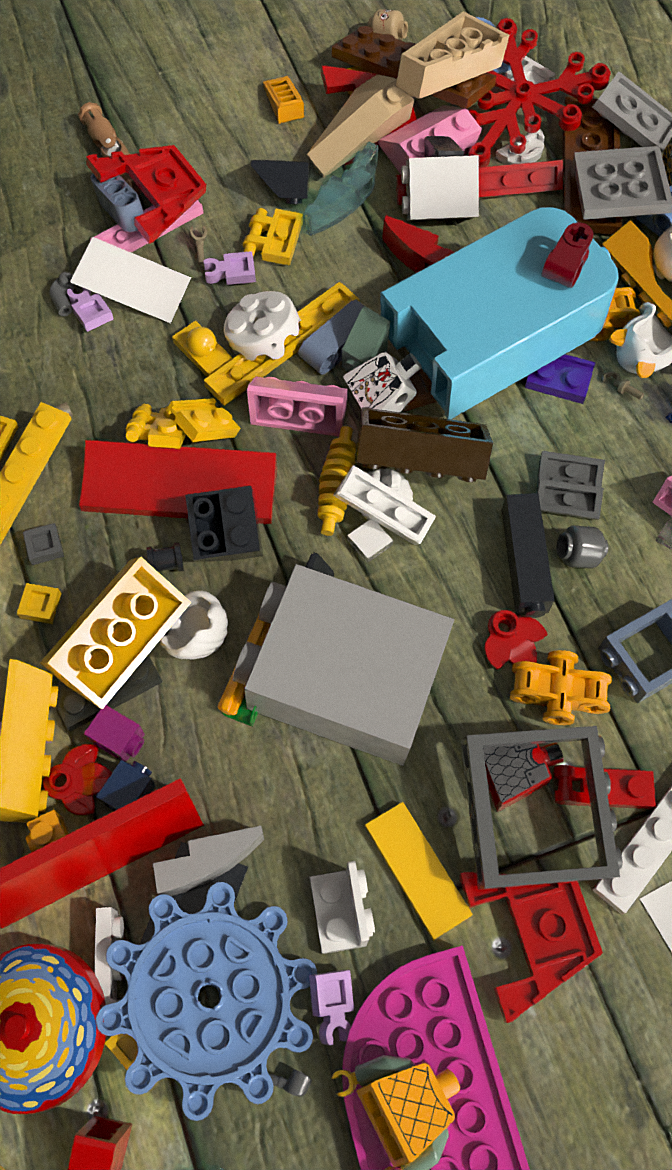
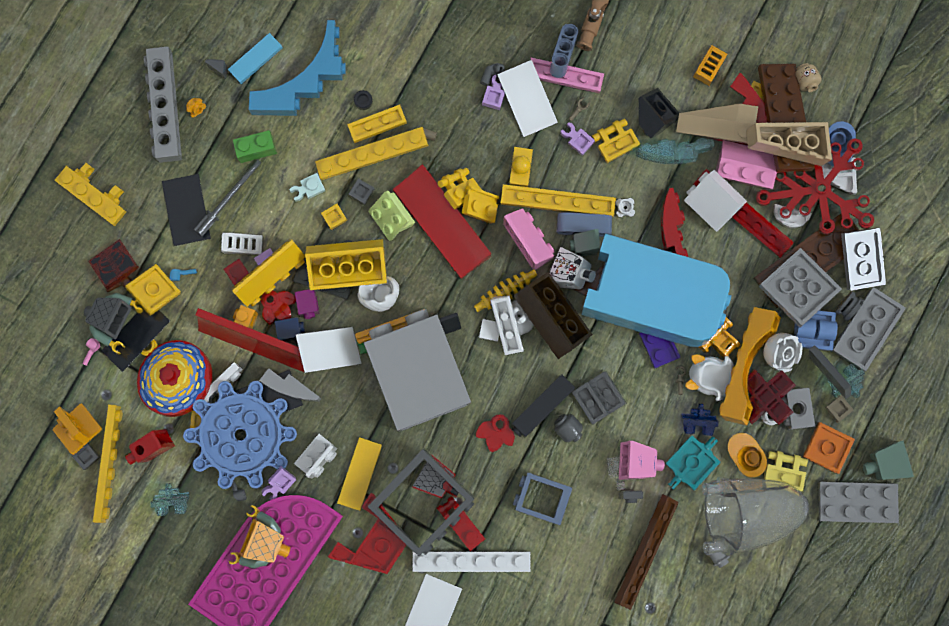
camera: 50 degrees right, 15 degrees up
(108, 530) = (391, 215): none -> yellowish green bracket
(162, 177) = (593, 64): red wing -> none
(165, 558) = (400, 250): black bush -> none
(205, 755) = (328, 349): none -> white sticker
(224, 524) = (436, 263): black slope -> none
(261, 325) = (554, 195): white plate -> none
(361, 284) = (625, 202): none -> white plate
(441, 147) = (735, 182): black slope -> none
(560, 687) = (493, 477): light orange axle -> none
(569, 255) = (691, 307): dark red piece -> none

